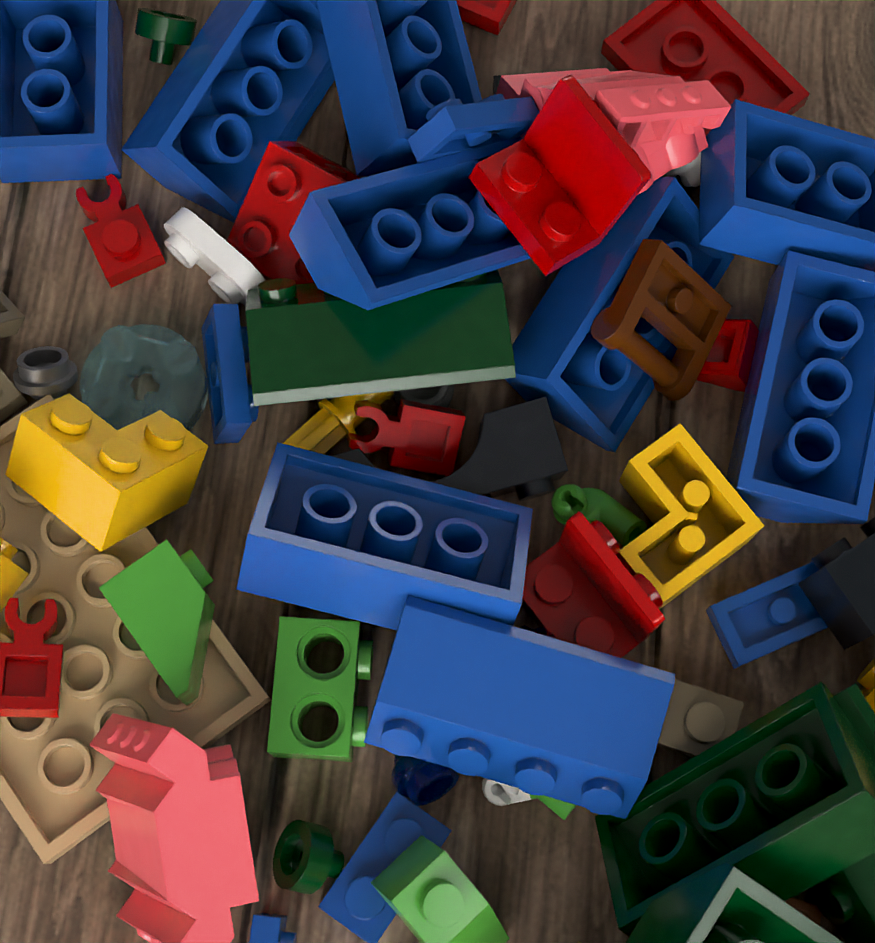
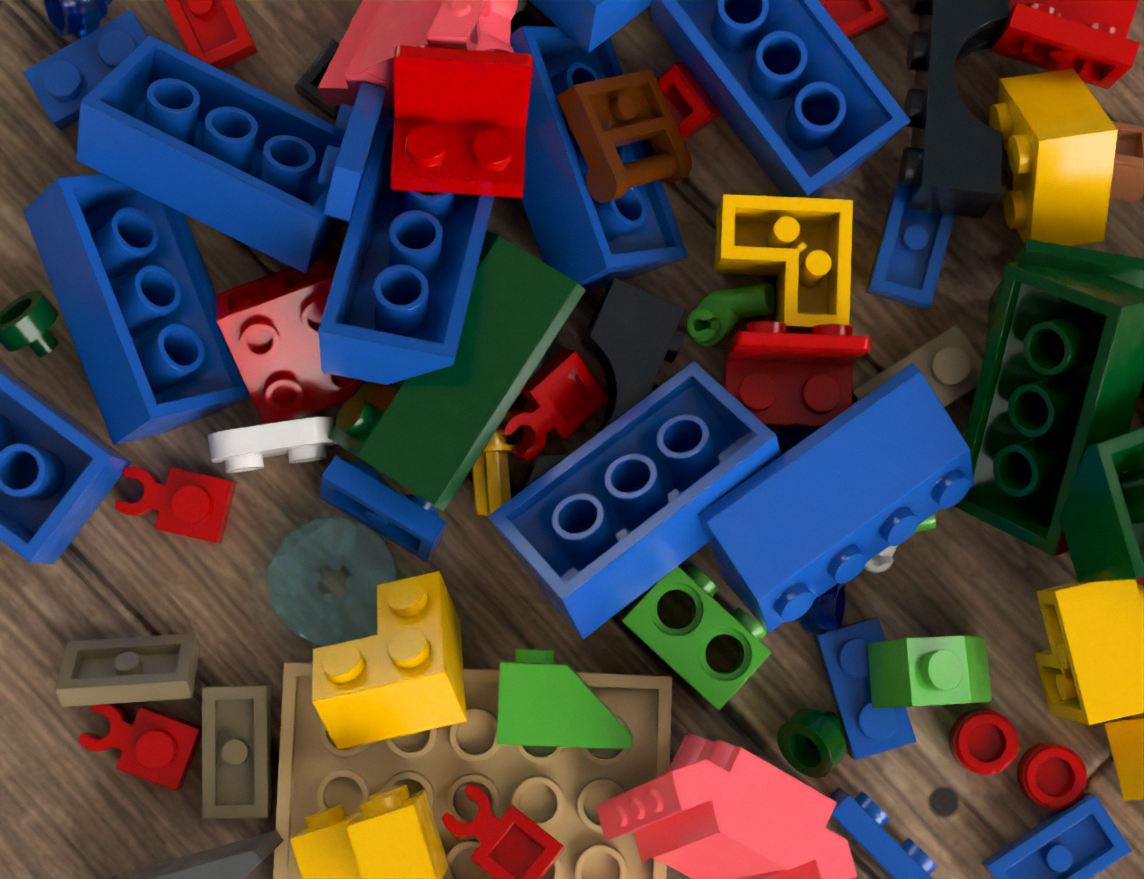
camera: 50 degrees left, 10 degrees up
(45, 372) = (260, 653): flat silver plate -> none

